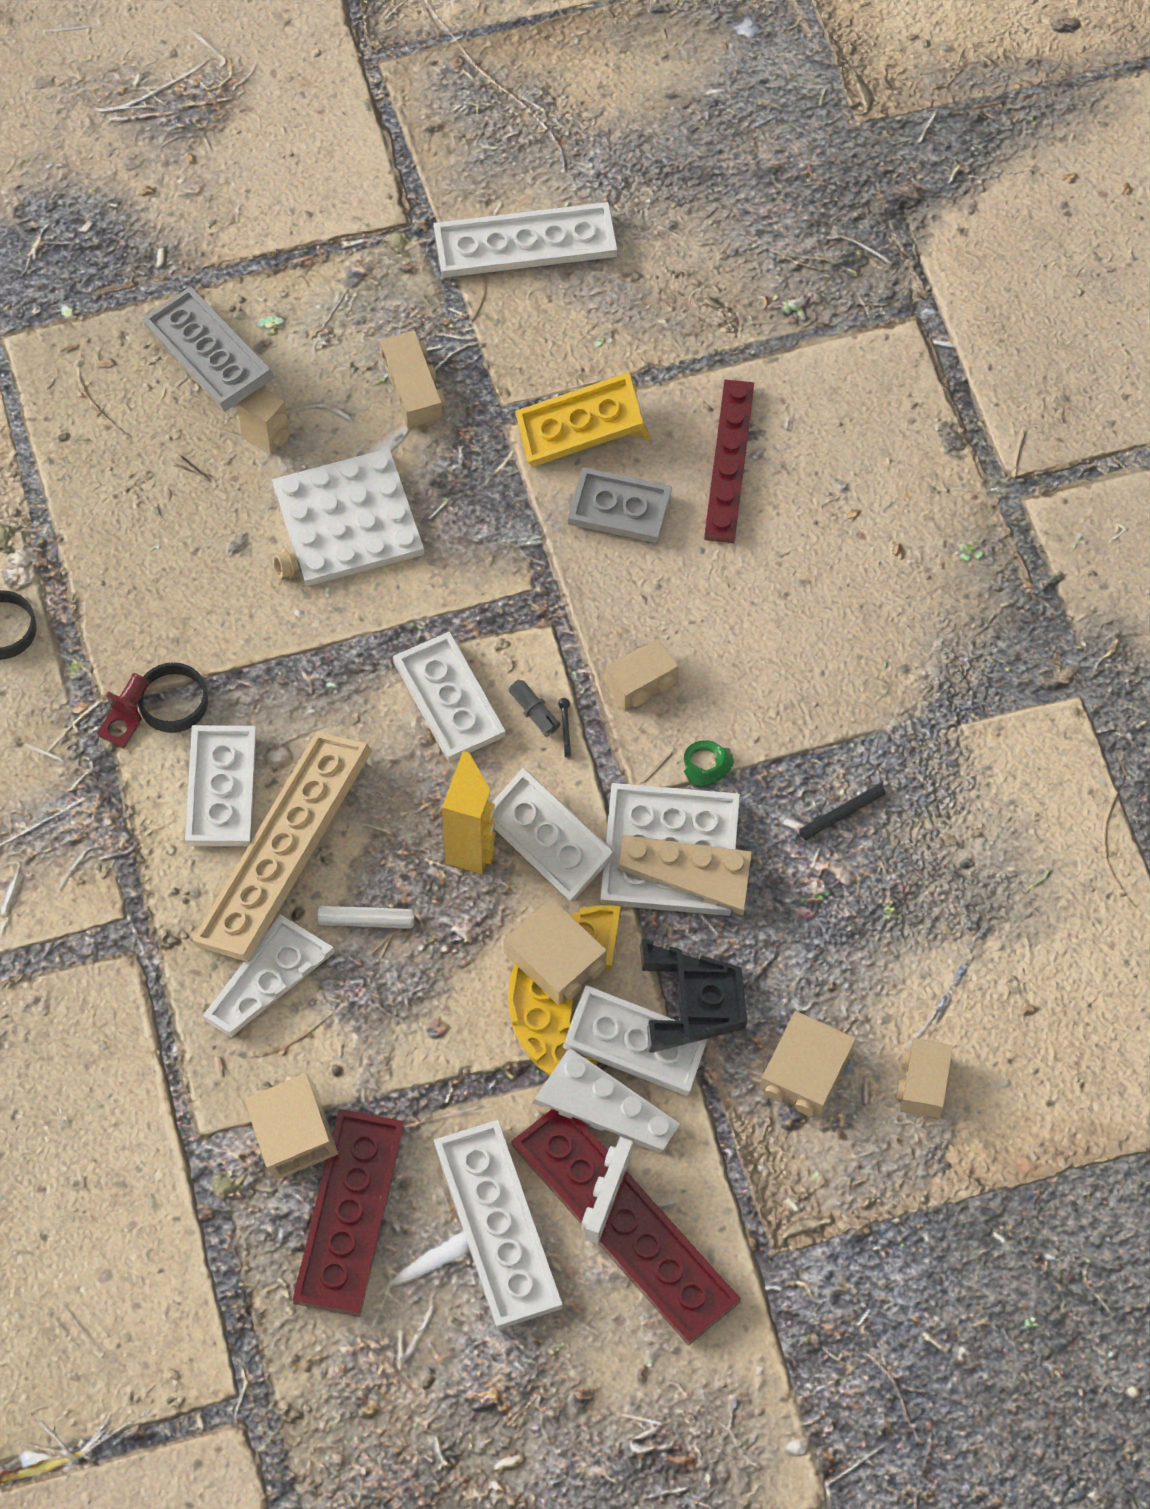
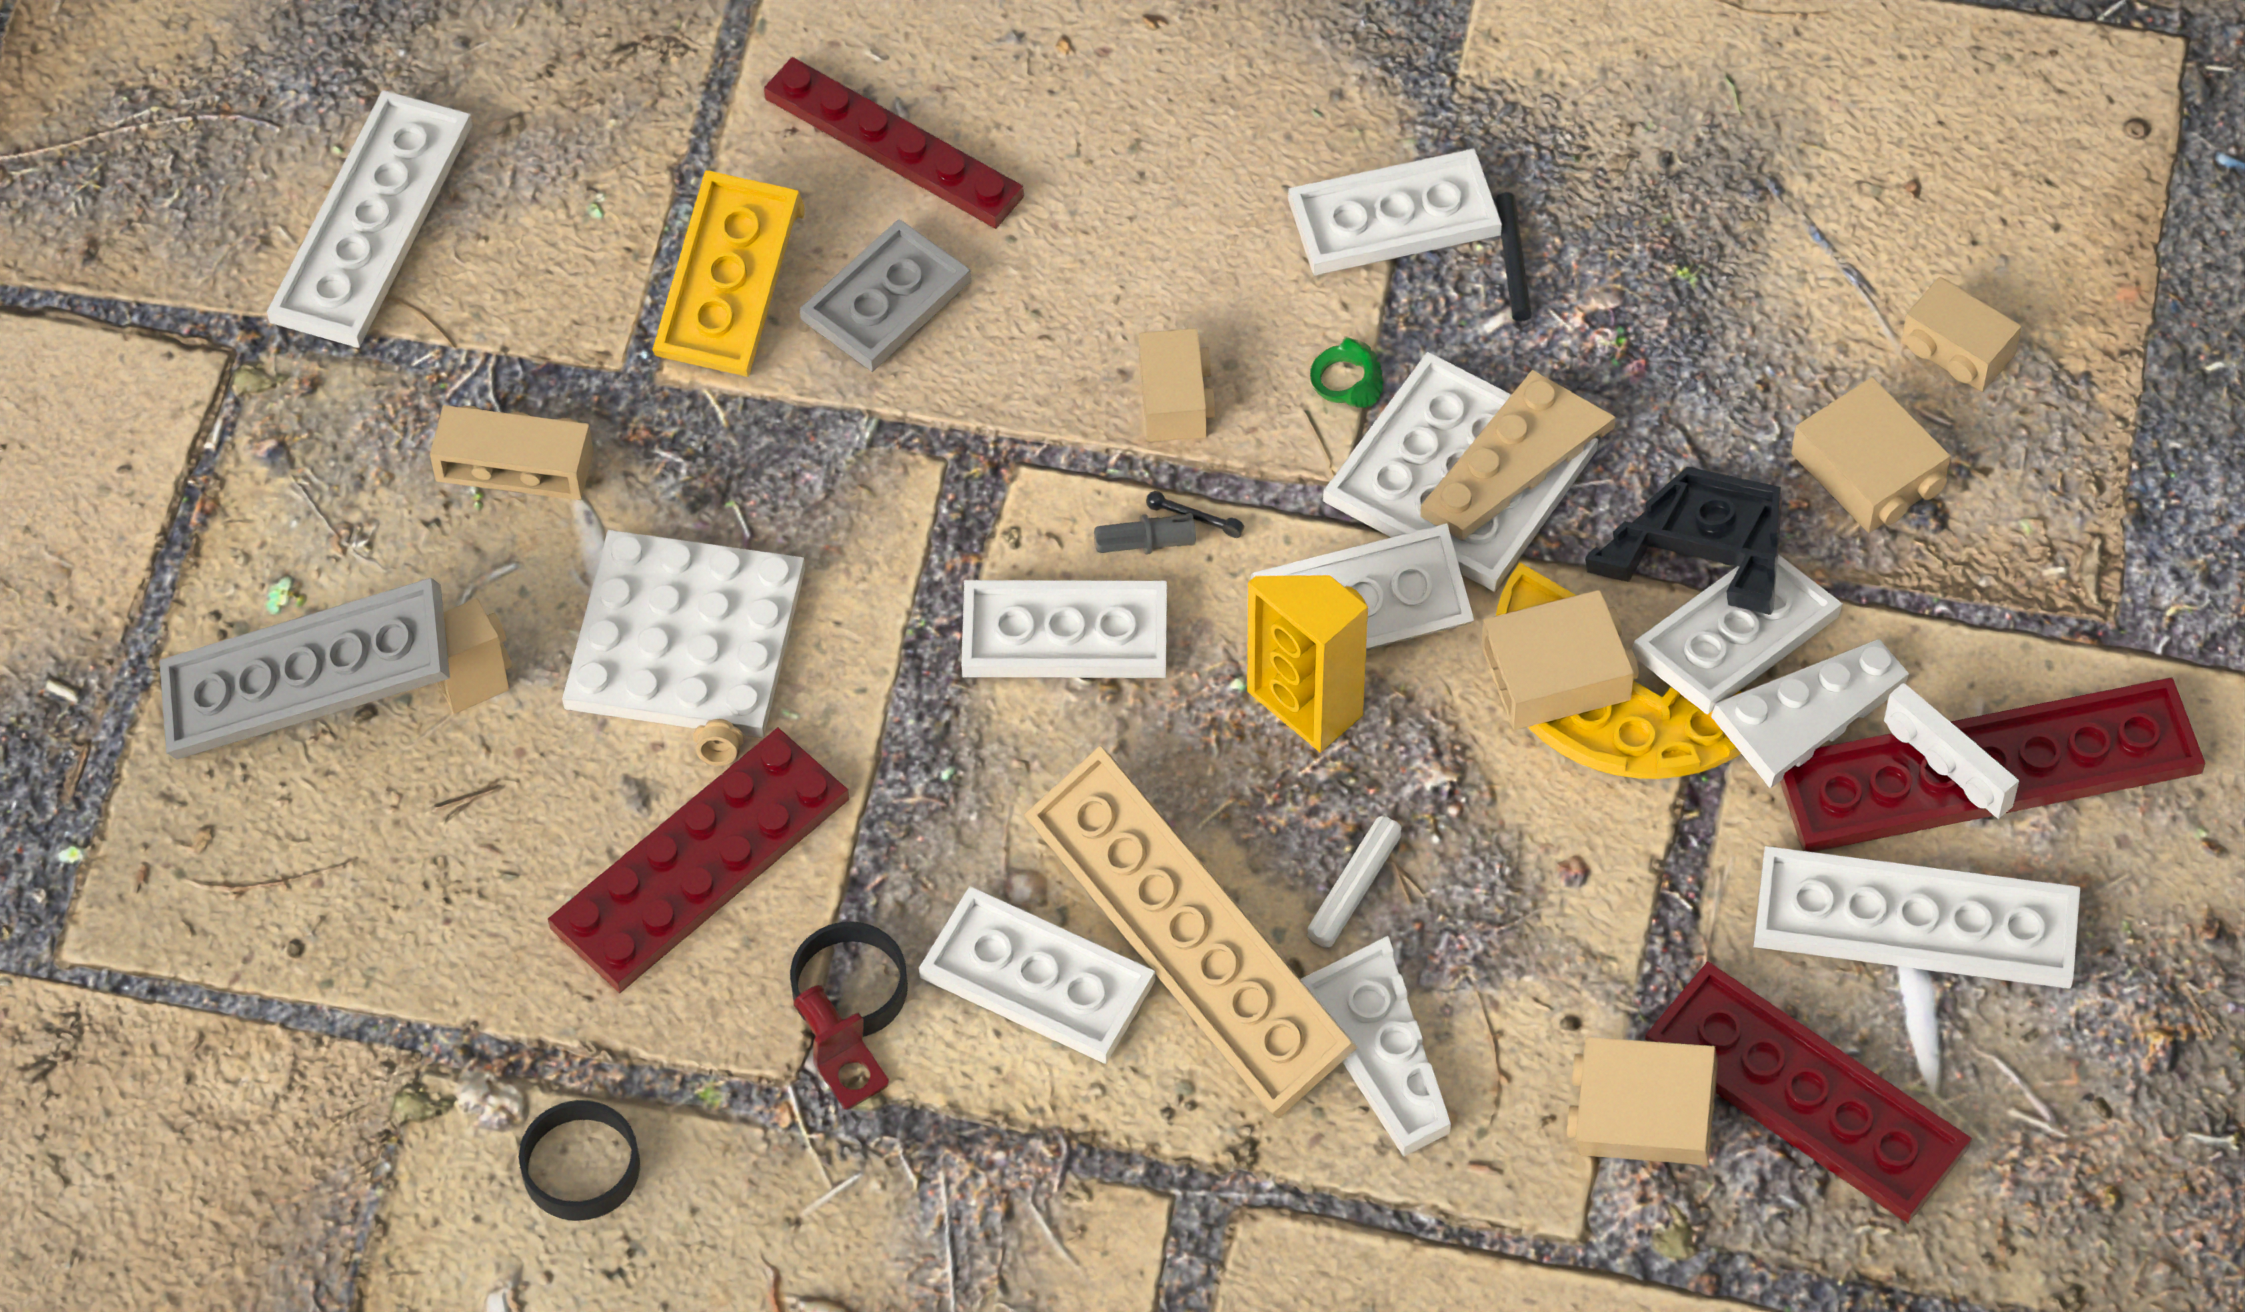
camera: 60 degrees left, 5 degrees down
(211, 592) = (698, 859): none -> dark red plate
(832, 734) = (1394, 211): none -> white plate

